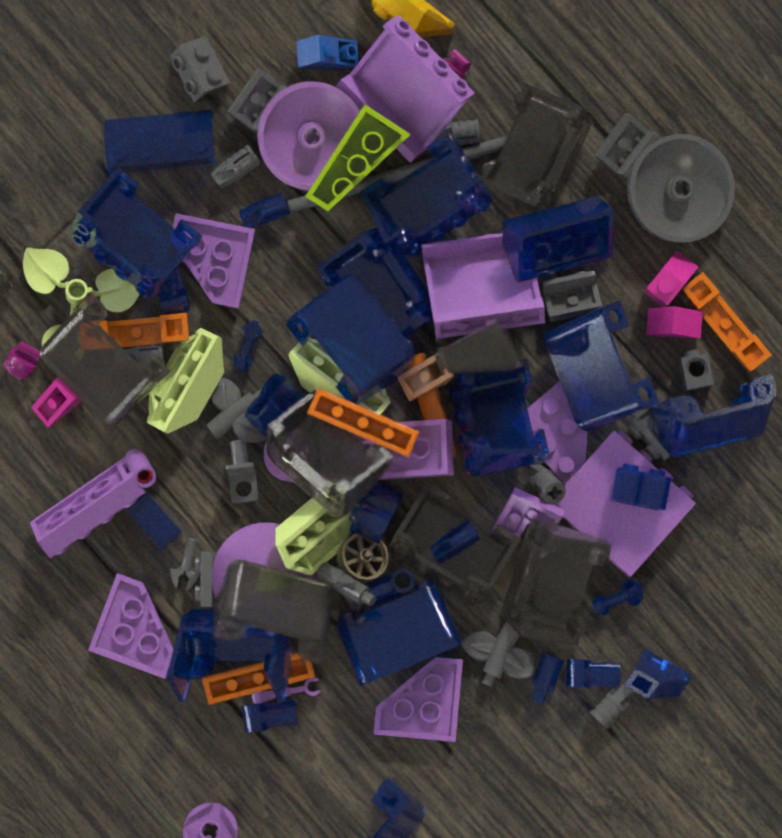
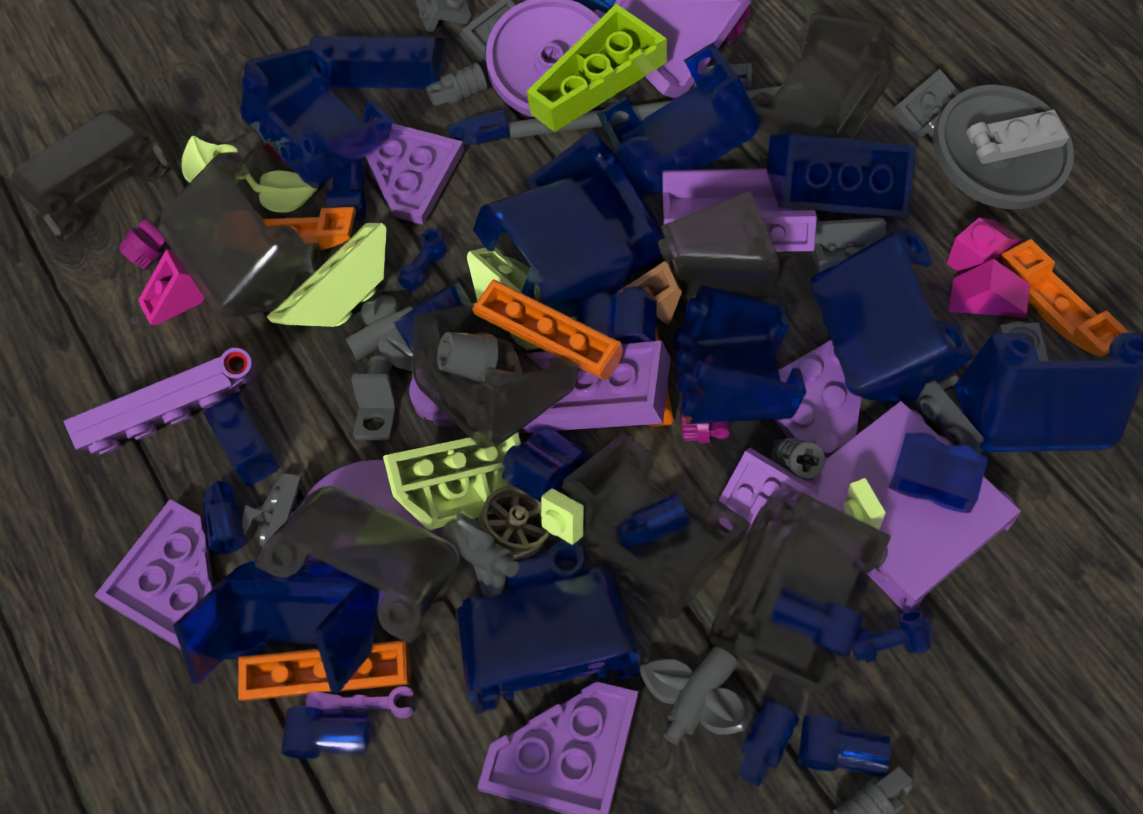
camera: 15 degrees right, 25 degrees down
(156, 579) = (222, 519): none -> clear blue hinge
(318, 448) = (476, 356): none -> dark grey piece
(396, 555) = (562, 516): none -> yellowish green plate
(411, 403) = (623, 316): none -> clear blue brick
(576, 601) = (826, 624): none -> clear blue piece
(592, 522) = (863, 504): none -> yellowish green plate
(656, 677) = (952, 768): clear blue slope -> none
(691, 185) = (1017, 136): none -> light grey plate

